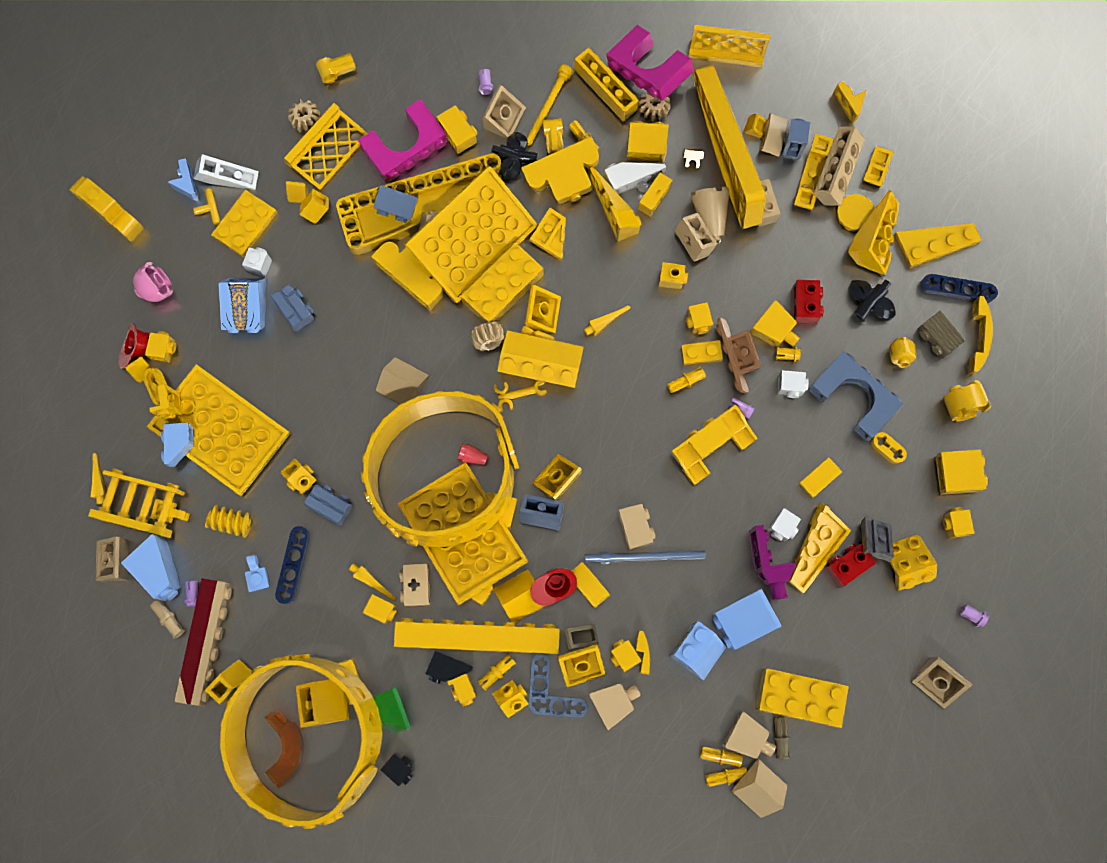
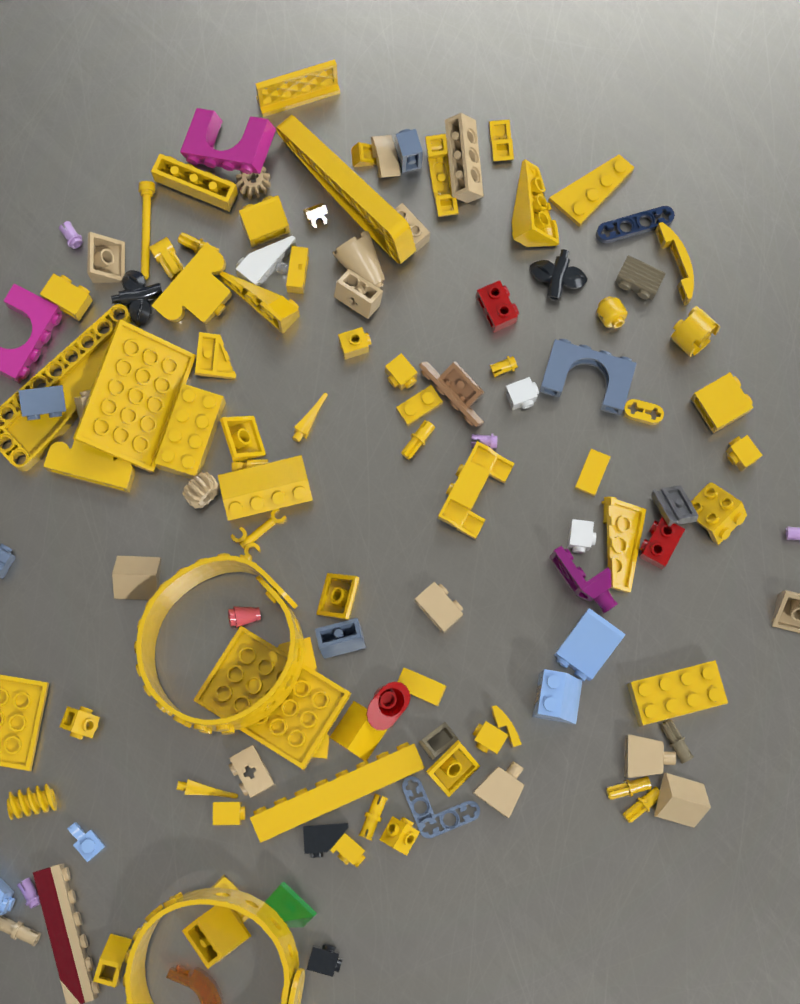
camera: 30 degrees left, 0 degrees up
(294, 565) = (121, 812): dark blue beam -> none
(328, 504) = (124, 734): sand blue brick -> none
(606, 557) = (424, 651): sand blue bar -> none
(776, 326) = (479, 345): yellow torso -> none
(850, 103) = (445, 91): yellow slope -> none
(854, 211) = (500, 196): yellow tile -> none

